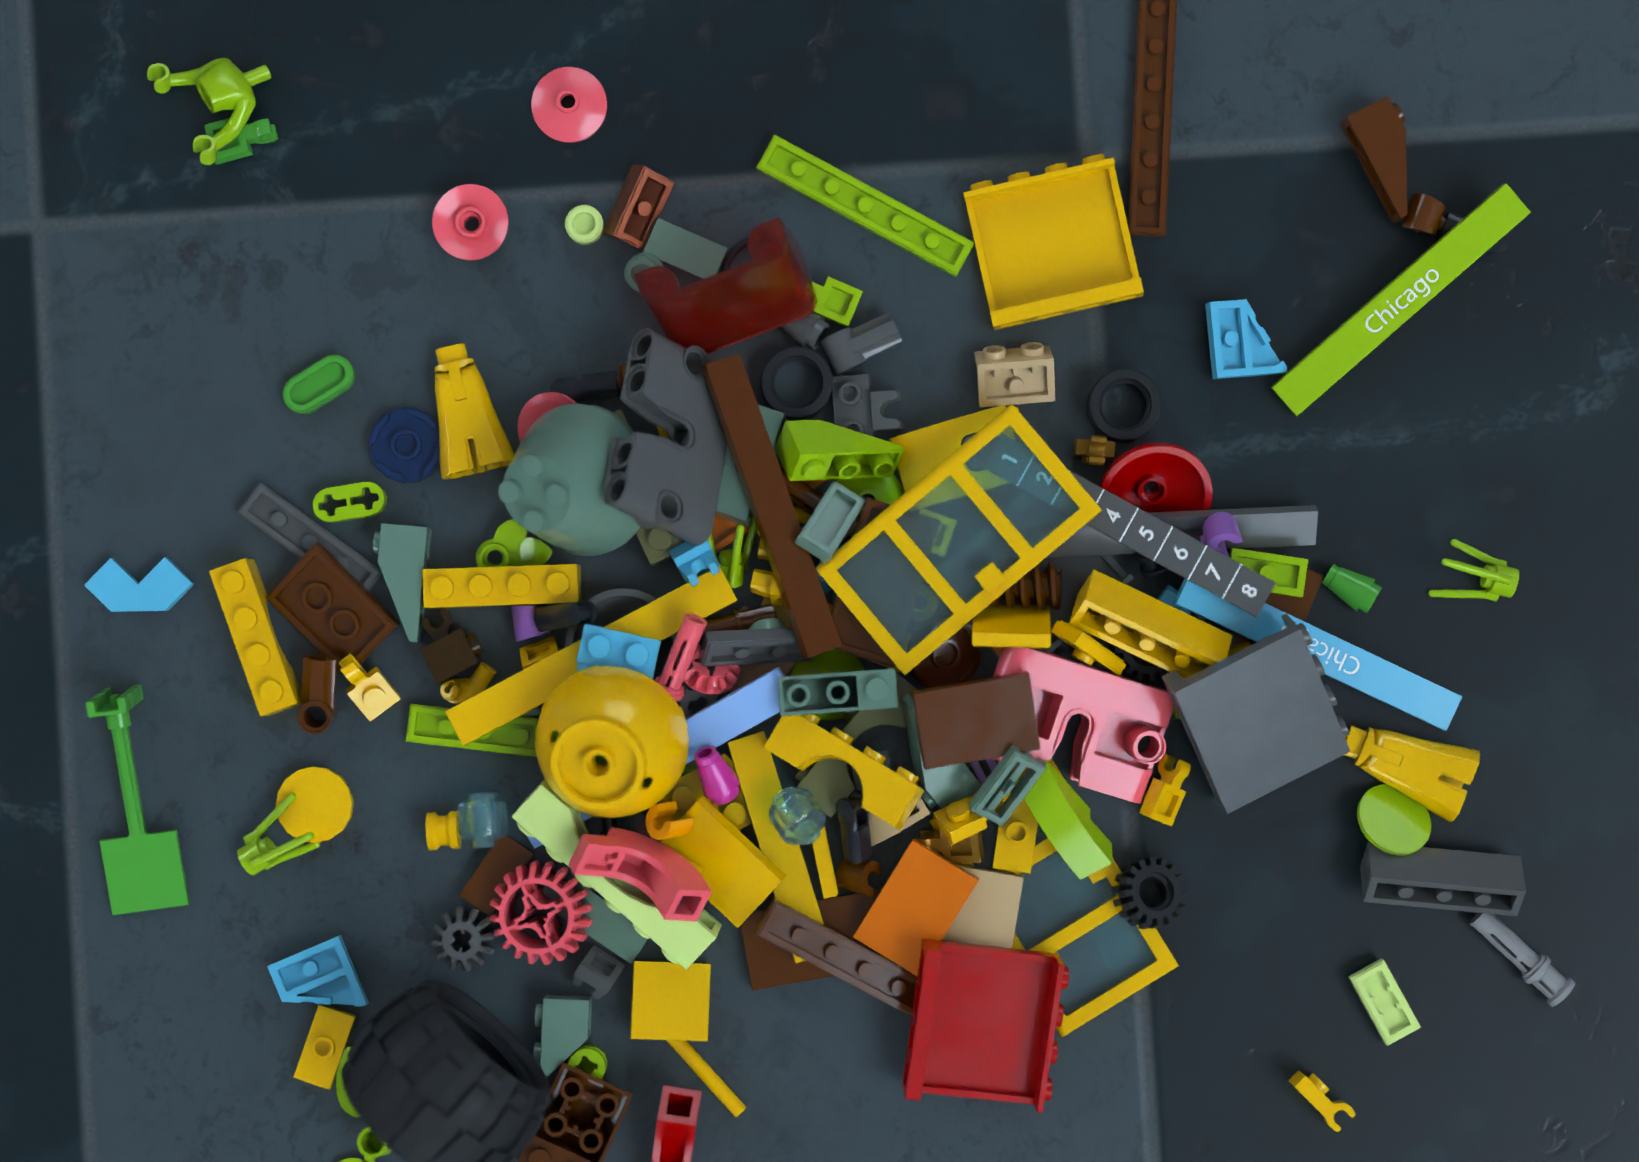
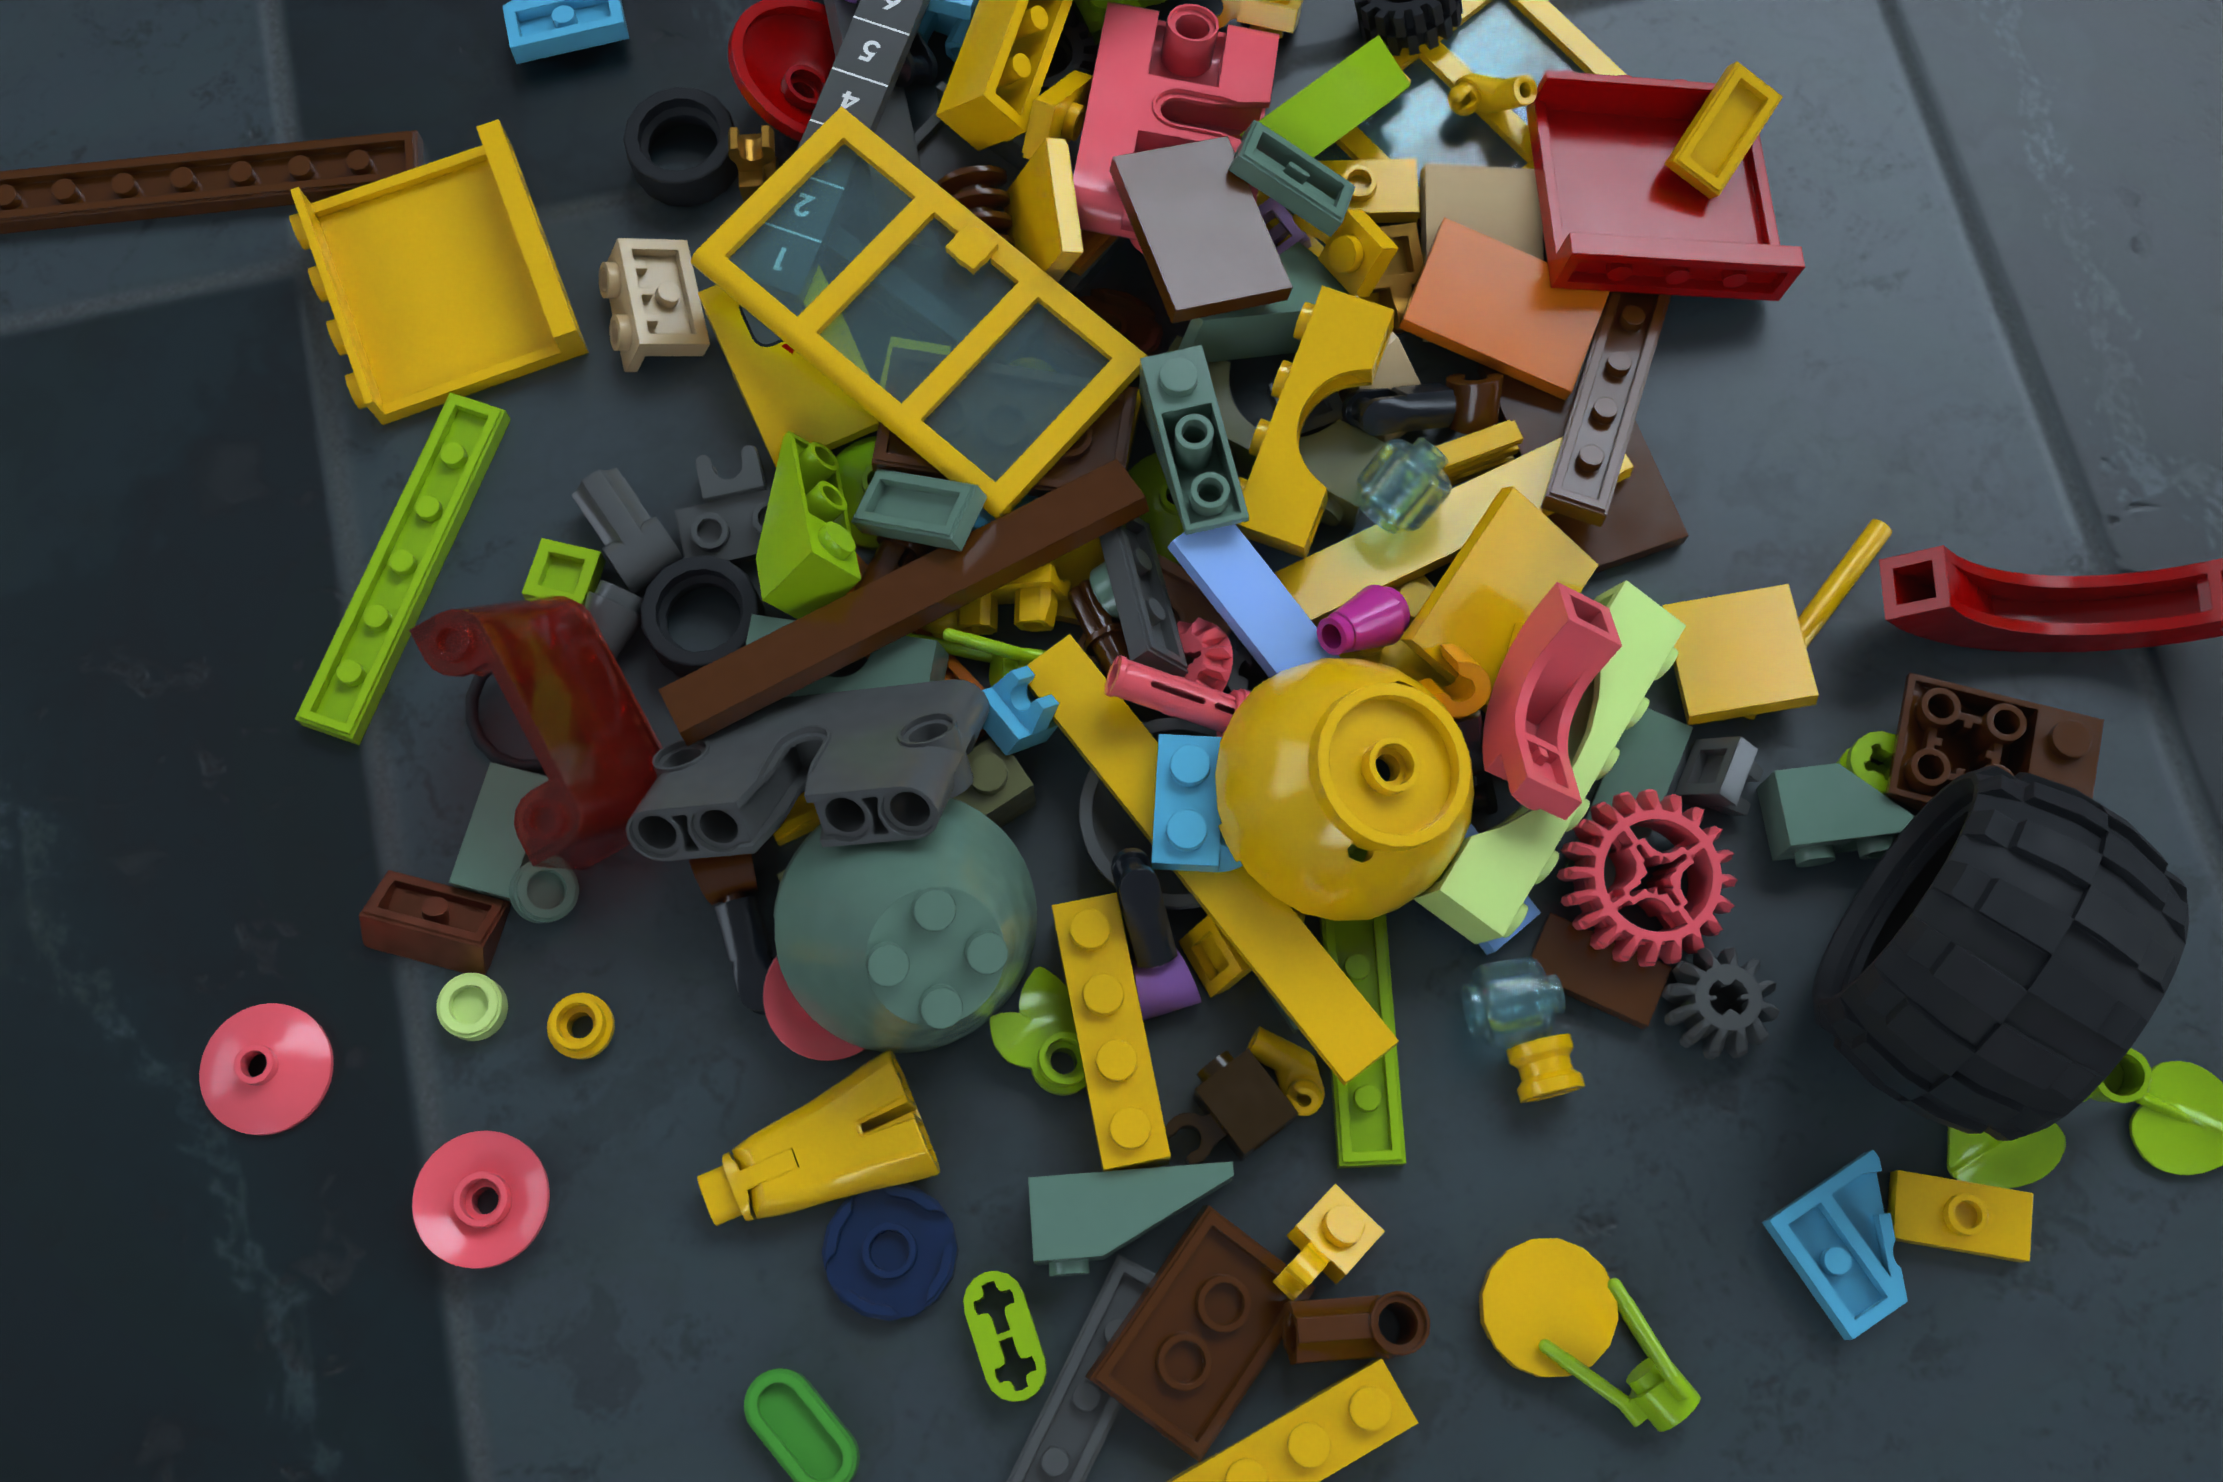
camera: 95 degrees left, 15 degrees down
(556, 275) = (567, 1012): none -> yellow plate
(1014, 1073) = (1723, 130): none -> yellow tile
(1071, 933) = (1490, 93): none -> yellow arm

